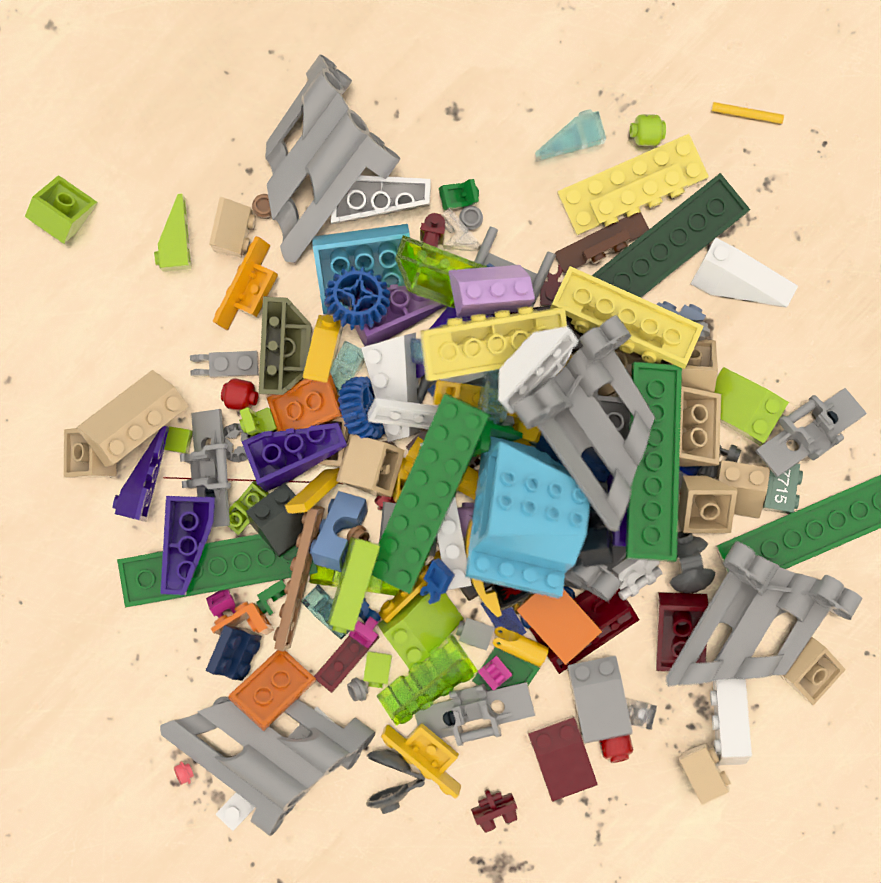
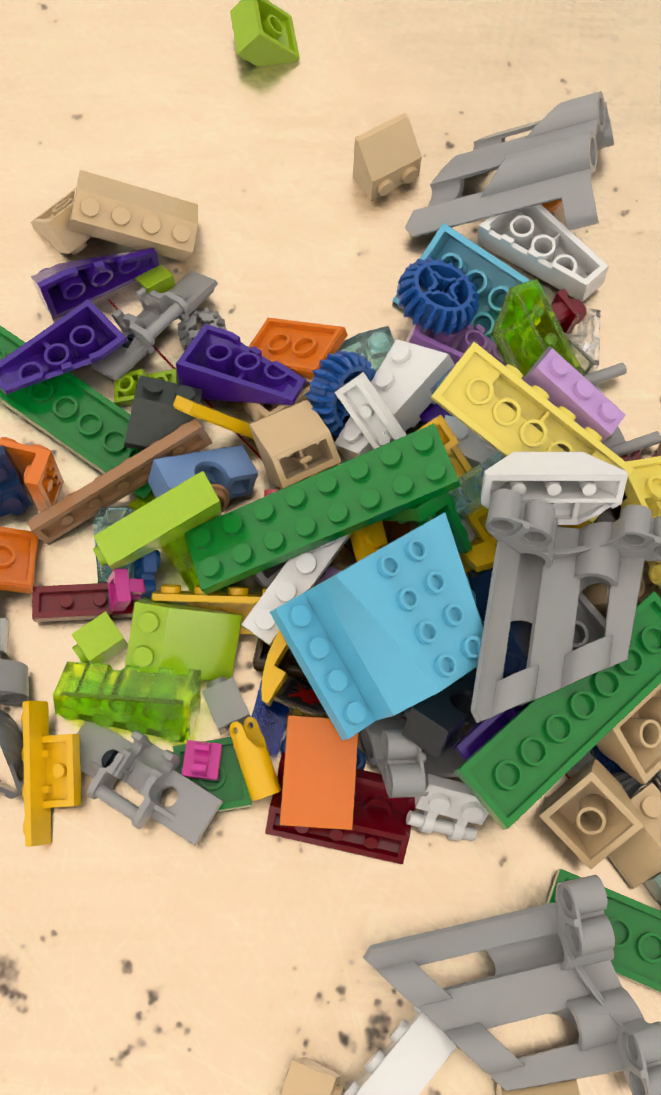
camera: 40 degrees right, 15 degrees down
(174, 241) = (331, 131): lime slope -> none
(220, 602) = (30, 436): dark pink tile -> none
(227, 364) = (264, 262): light grey hinge -> none
(239, 394) = (246, 291): red head -> none
(248, 286) = (350, 216): light orange bracket -> none
(257, 422) = (232, 318): lime bracket -> none
(261, 206) = (429, 172): medium nougat plate -> none
(274, 592) = (76, 474): green bracket -> none
(283, 346) = (328, 281): olive wedge -> none
(322, 348) = (361, 310): yellow slope -> none
(357, 689) = (59, 641): light grey plate -> none
(438, 579) = (243, 603): blue plate -> none
(459, 195) = (618, 315): green bracket -> none
(471, 217) = (611, 343): light grey plate -> none
(493, 807) = (54, 898): dark red hips -> none
(562, 758) = (175, 924): dark red slope -> none
(600, 699) = (276, 901): light grey slope -> none
(617, 748) = (245, 970): red head -> none
(641, 713) = (298, 954): clear slope -> none
(676, 621) = (440, 901): dark red slope -> none
(693, 575) = (506, 873): dark grey animal -> none

